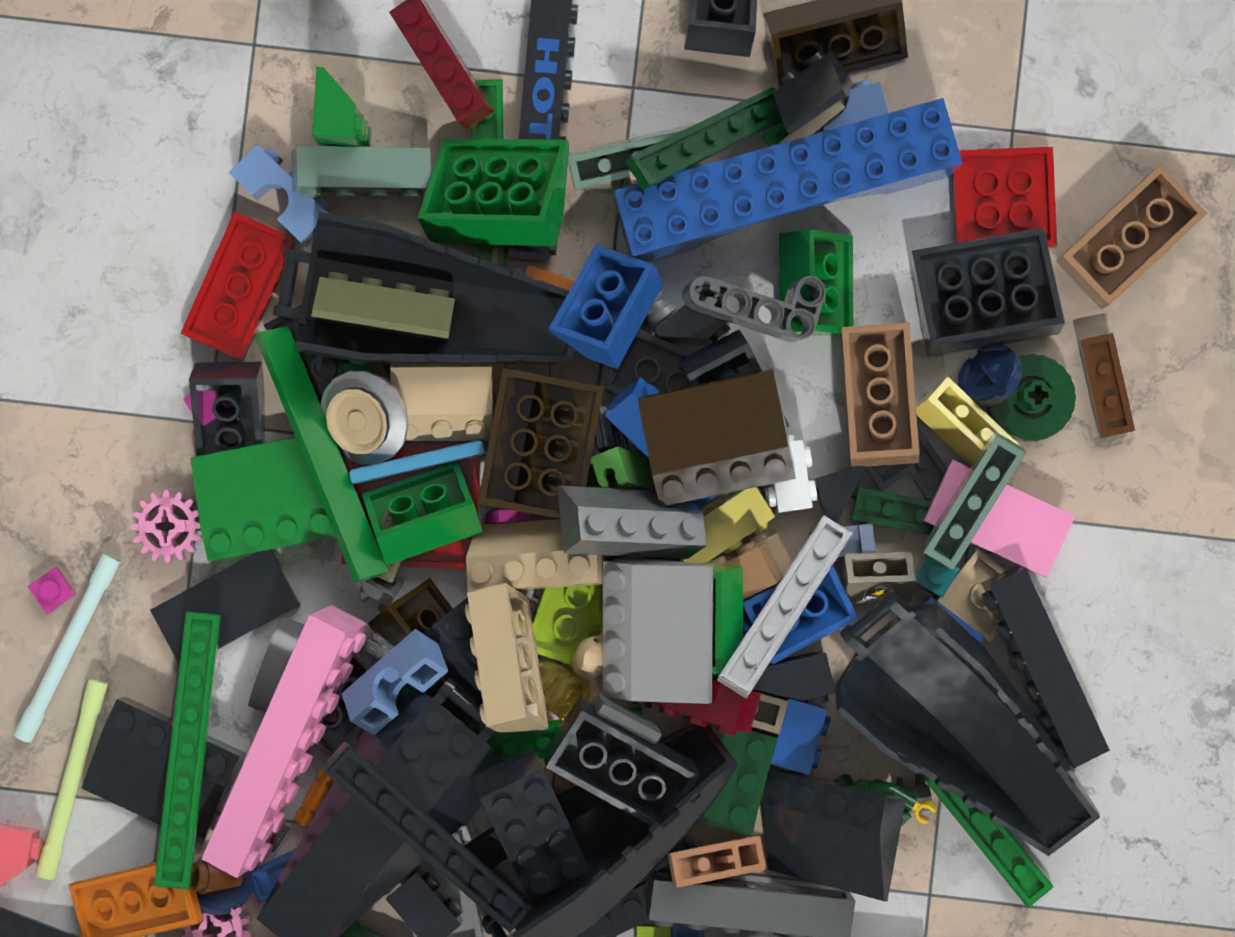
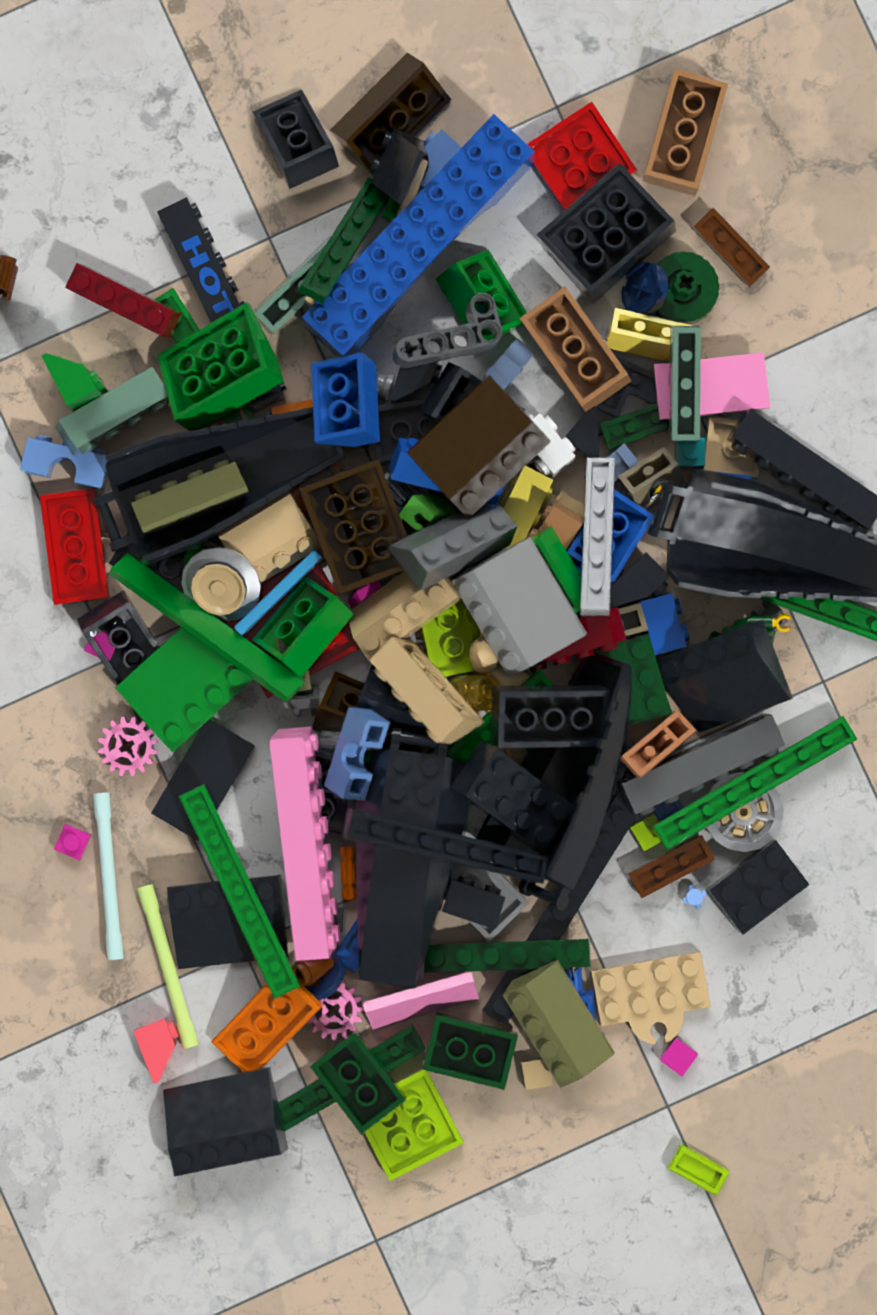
camera: 30 degrees left, 0 degrees up
(274, 663) = (264, 795): dark grey brick -> none
(626, 719) = (536, 681): dark grey tile -> none
(802, 369) = (510, 364): none -> sand blue leg

